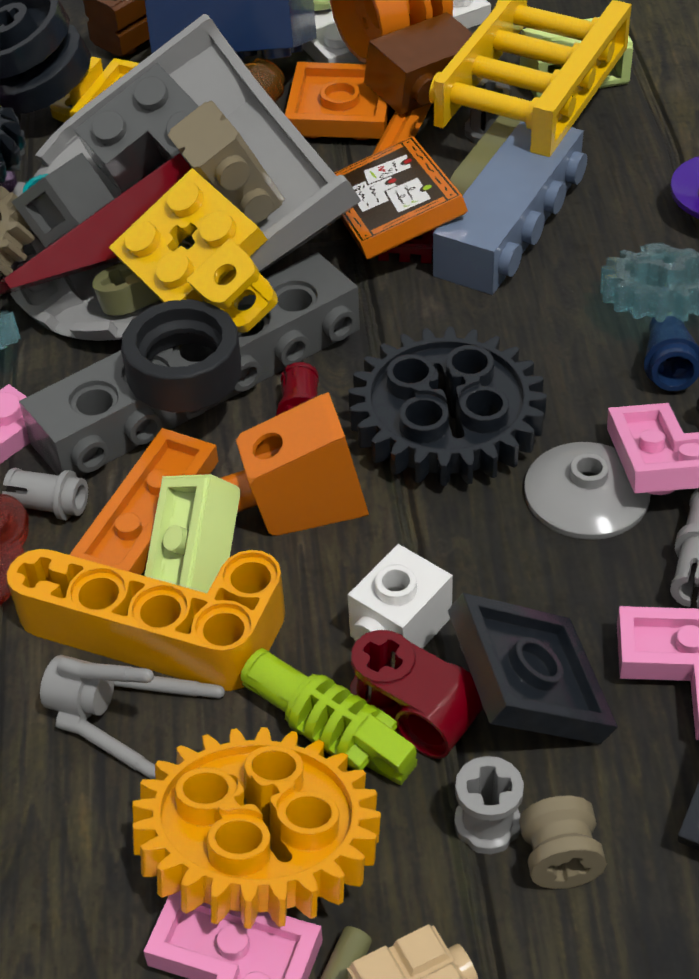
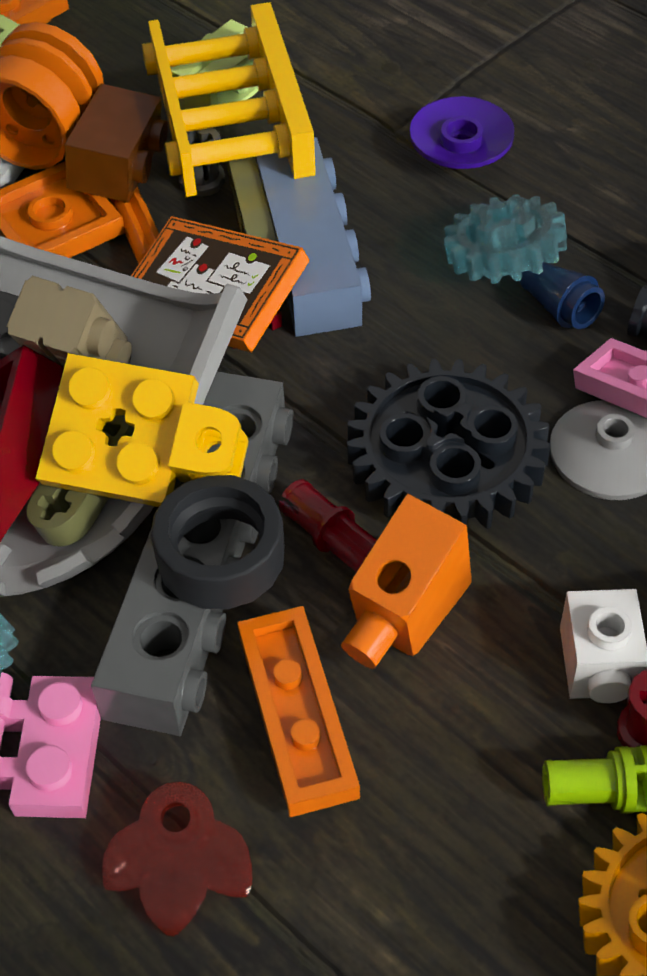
camera: 40 degrees left, 5 degrees up
(59, 494) = (187, 755): light grey pin -> none
(86, 688) = (428, 913): light grey plant -> none
(153, 620) = (397, 800): light orange beam -> none
(192, 530) = (380, 714): yellowish green slope -> none

